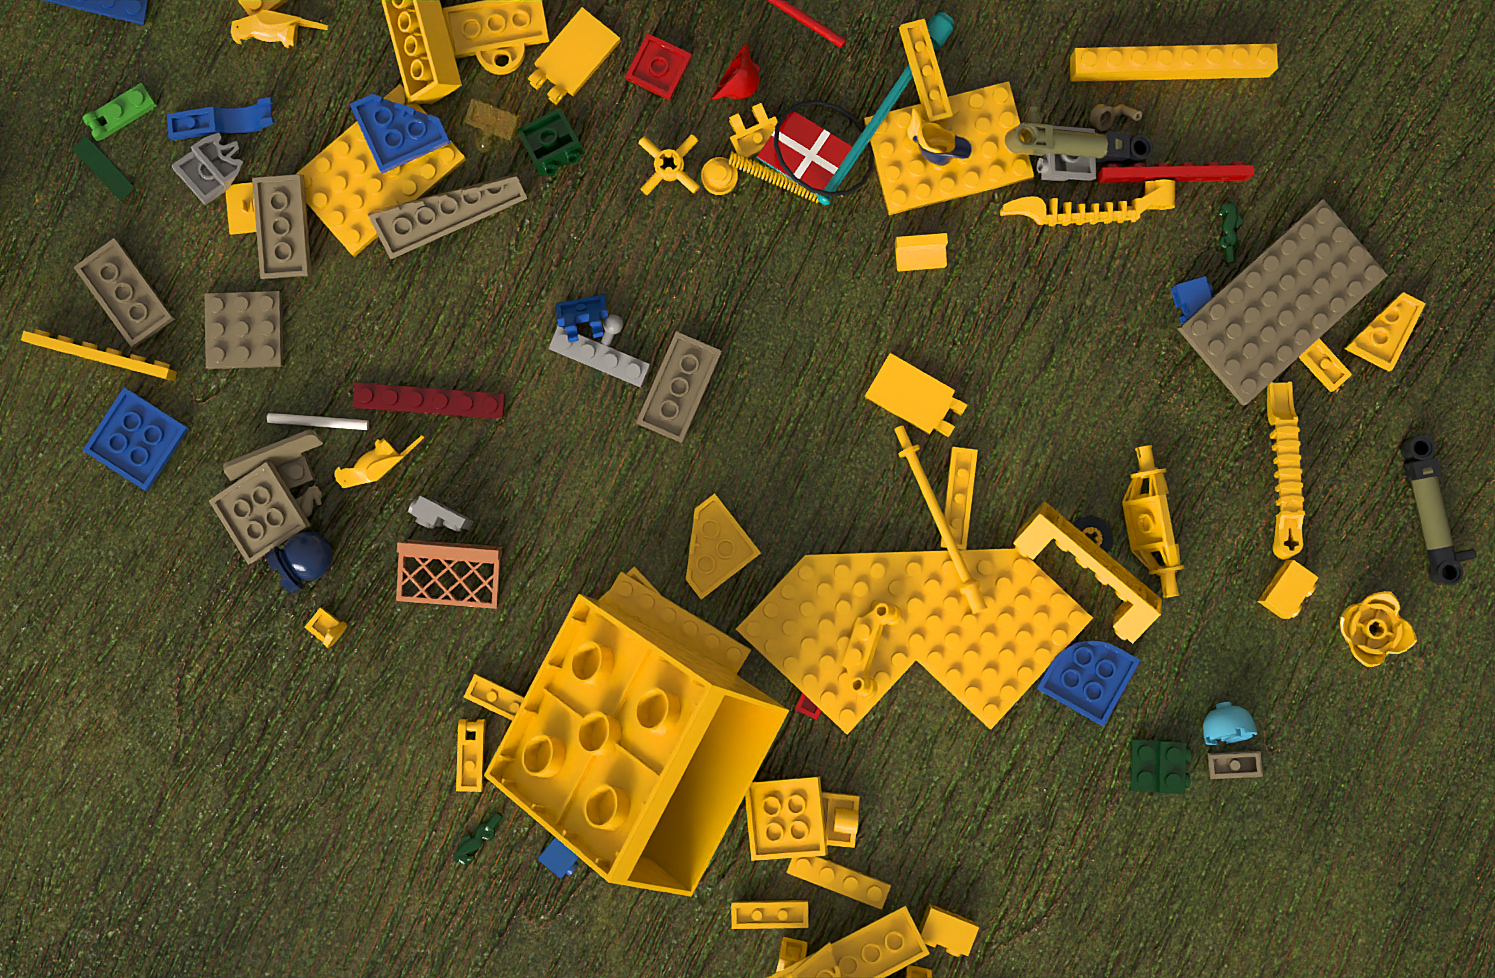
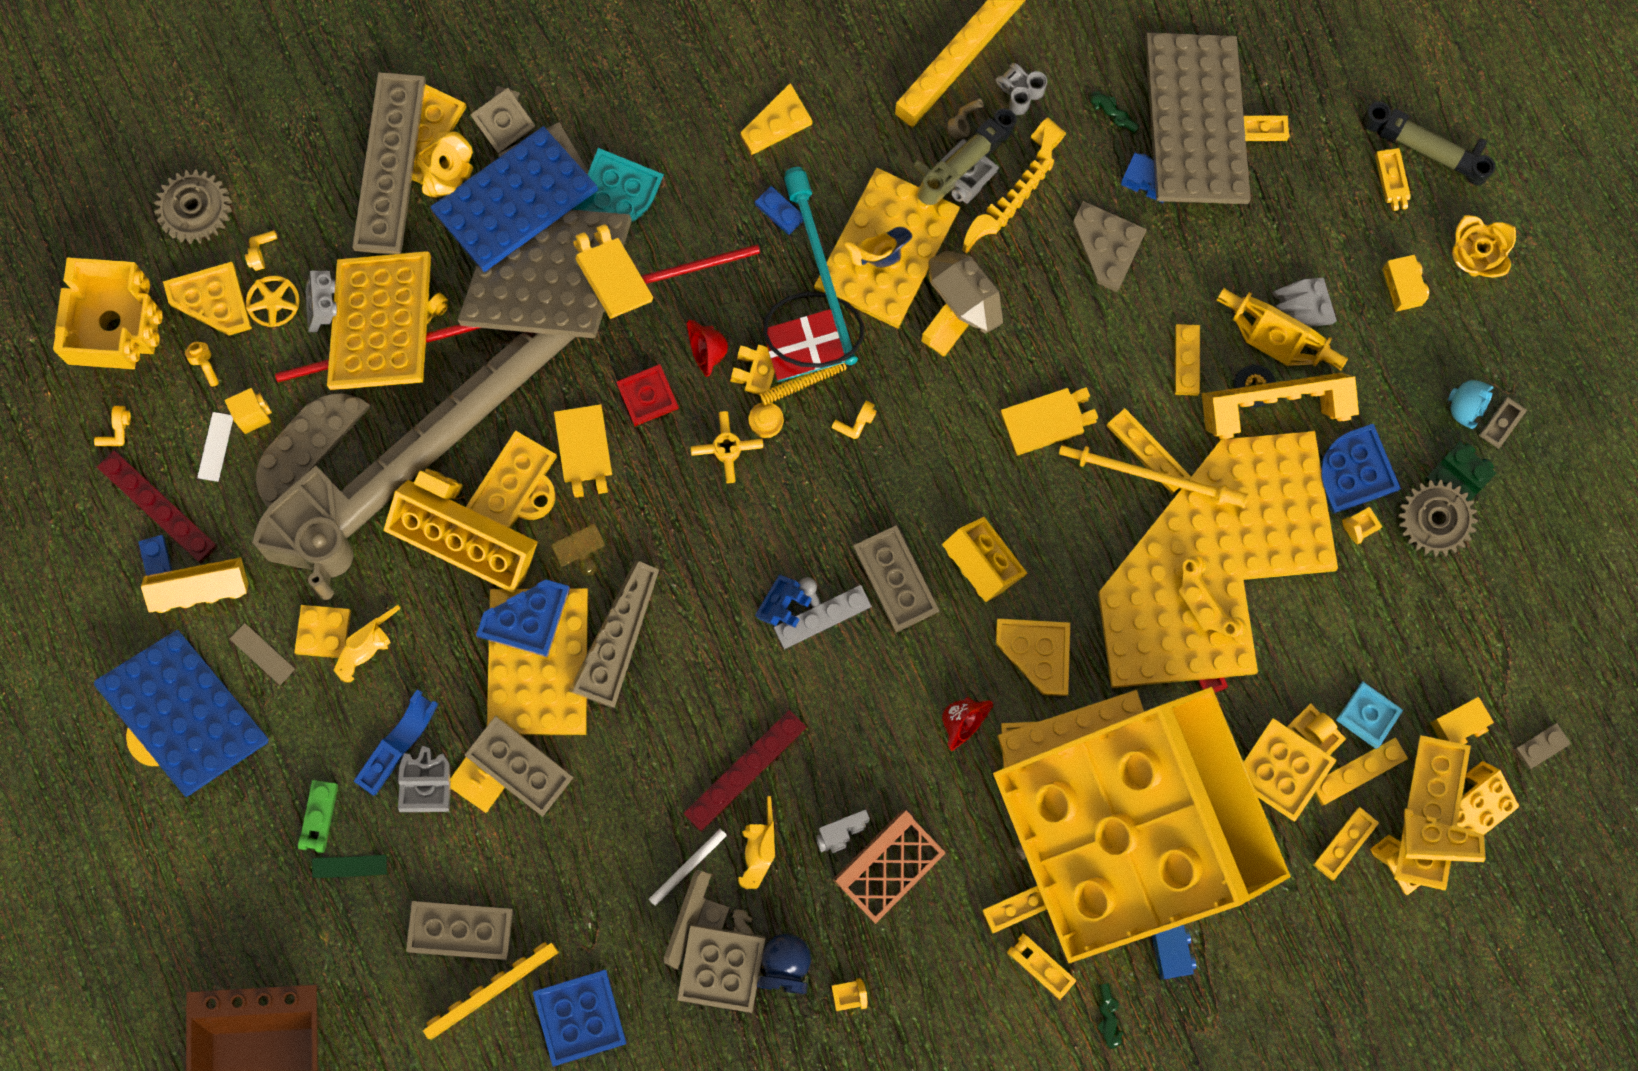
camera: 60 degrees left, 10 degrees down
(243, 330) = (568, 864): dark tan plate -> none
(551, 142) = (633, 516): dark green plate -> none
(610, 534) = (963, 719): none -> red hat
(755, 442) = (984, 558): none -> yellow slope
(791, 250) = (866, 415): none -> yellow plate
(891, 850) = (1369, 715): none -> medium azure tile
(898, 51) = (779, 210): none -> blue plate
(925, 71) = (822, 214): yellow plate -> none
(964, 240) = (966, 290): none -> dark tan wedge
(1046, 719) = (1361, 525): none -> yellow tile
(1064, 466) = (1187, 360): none -> yellow plate
(1108, 321) = (1107, 243): none -> dark tan plate
(1109, 795) = (1455, 514): none -> dark tan gear
(1181, 134) = (1018, 85): none -> light grey piece
(1184, 173) = (1047, 106): red plate -> none
(1197, 522) = (1306, 302): none -> light grey plate
(1290, 519) = (1273, 184): yellow piece -> none
(1374, 505) = (1393, 178): none -> yellow hinge
(1388, 332) = (1277, 69): yellow wing -> none

